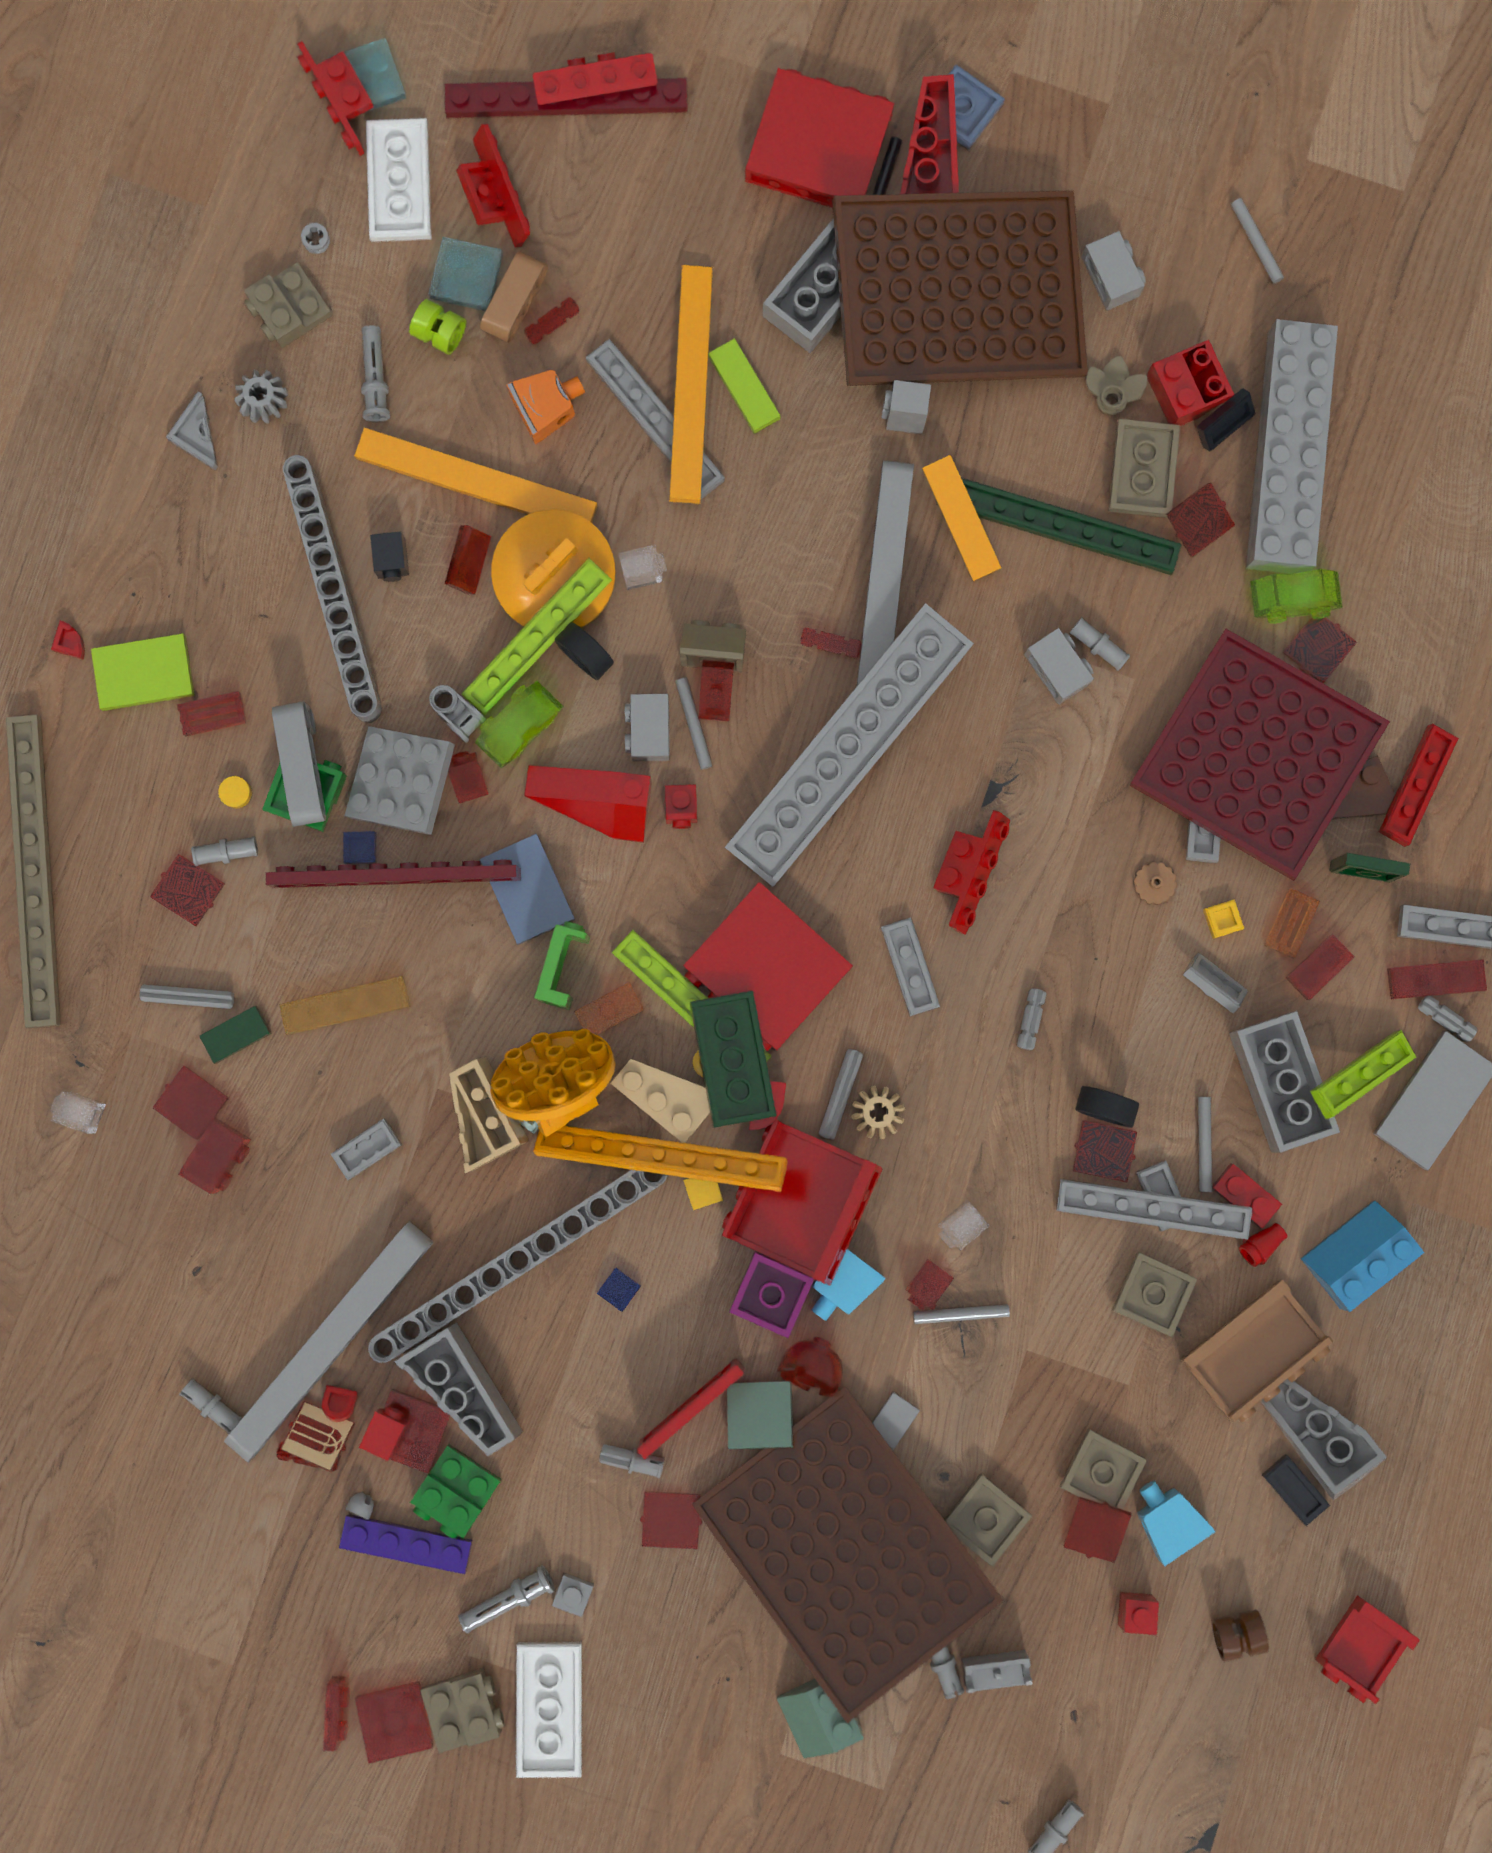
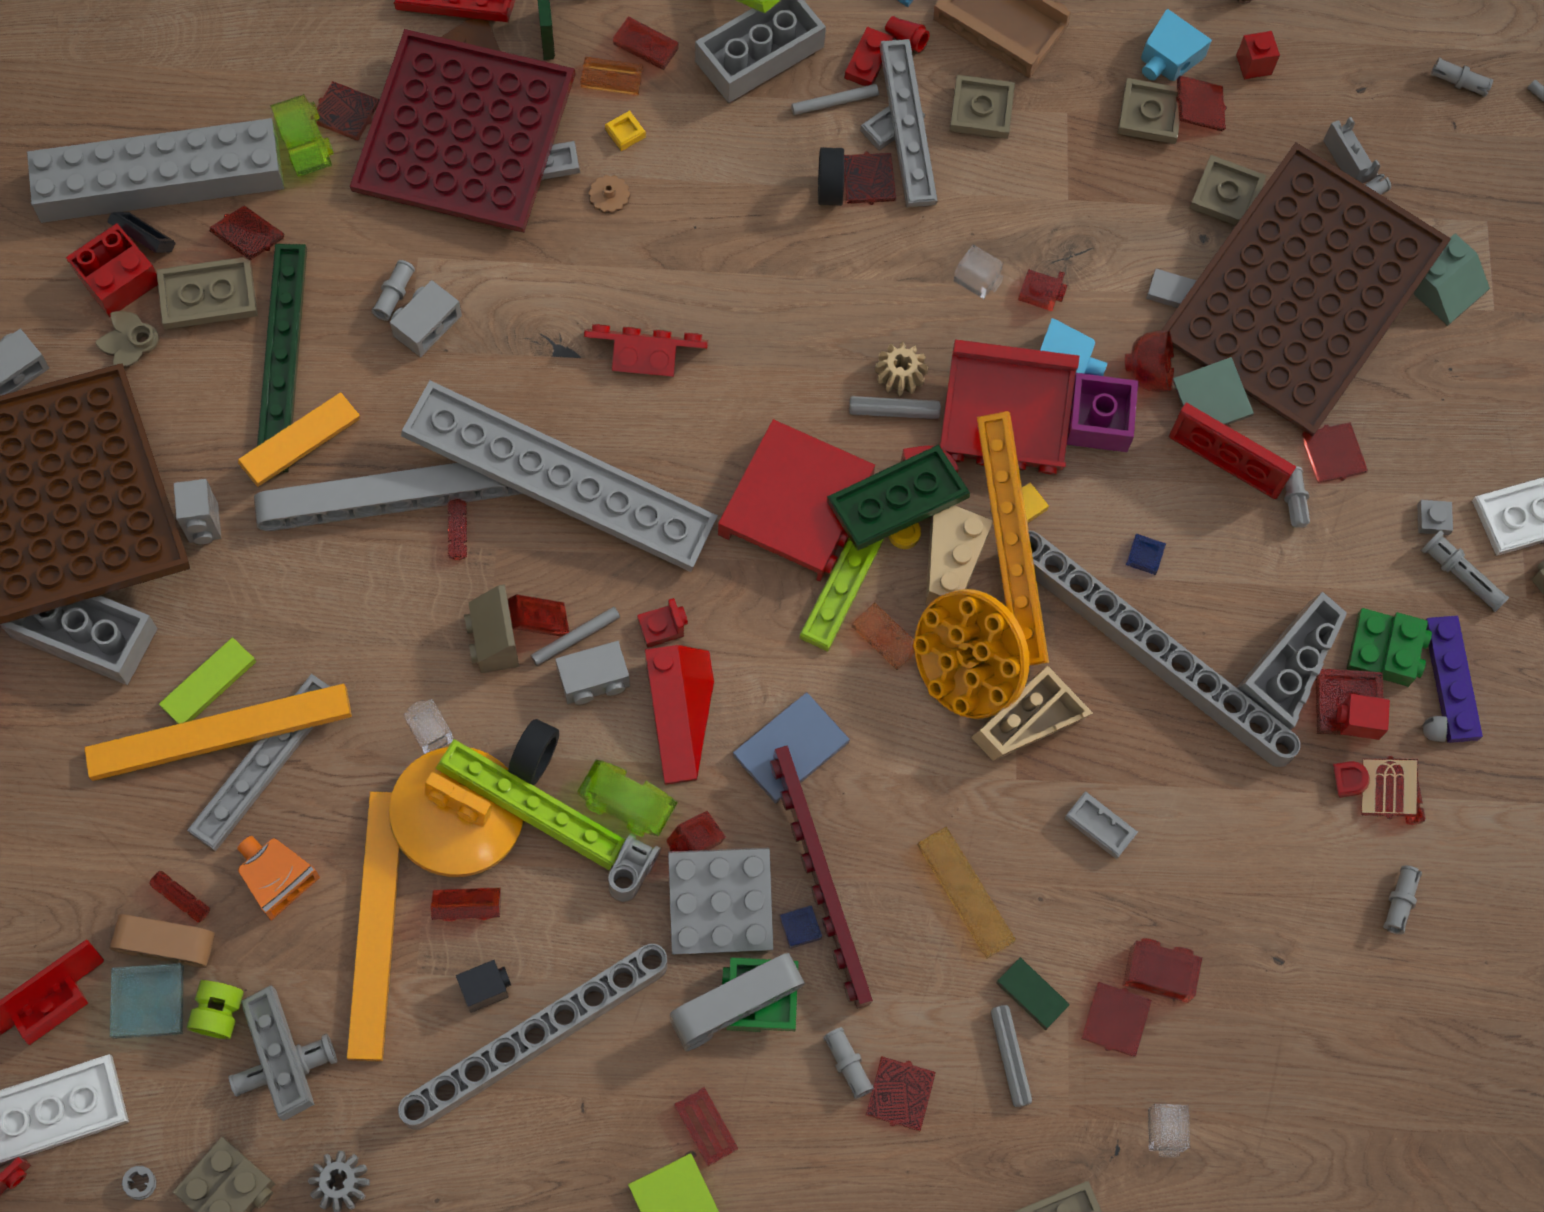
camera: 110 degrees left, 15 degrees down
(235, 792) = (782, 1074): yellow tile -> none
(328, 1342) = (1297, 803): light grey beam -> none
(382, 368) = (277, 1053): none -> light grey tile
(554, 963) = (860, 689): bright green panel -> none
(910, 967) = (754, 379): light grey tile -> none
(961, 1314) = (1057, 256): light grey bar -> none
(1031, 1019) = (769, 264): light grey axle -> none
(1215, 982) = (687, 121): light grey plate -> none

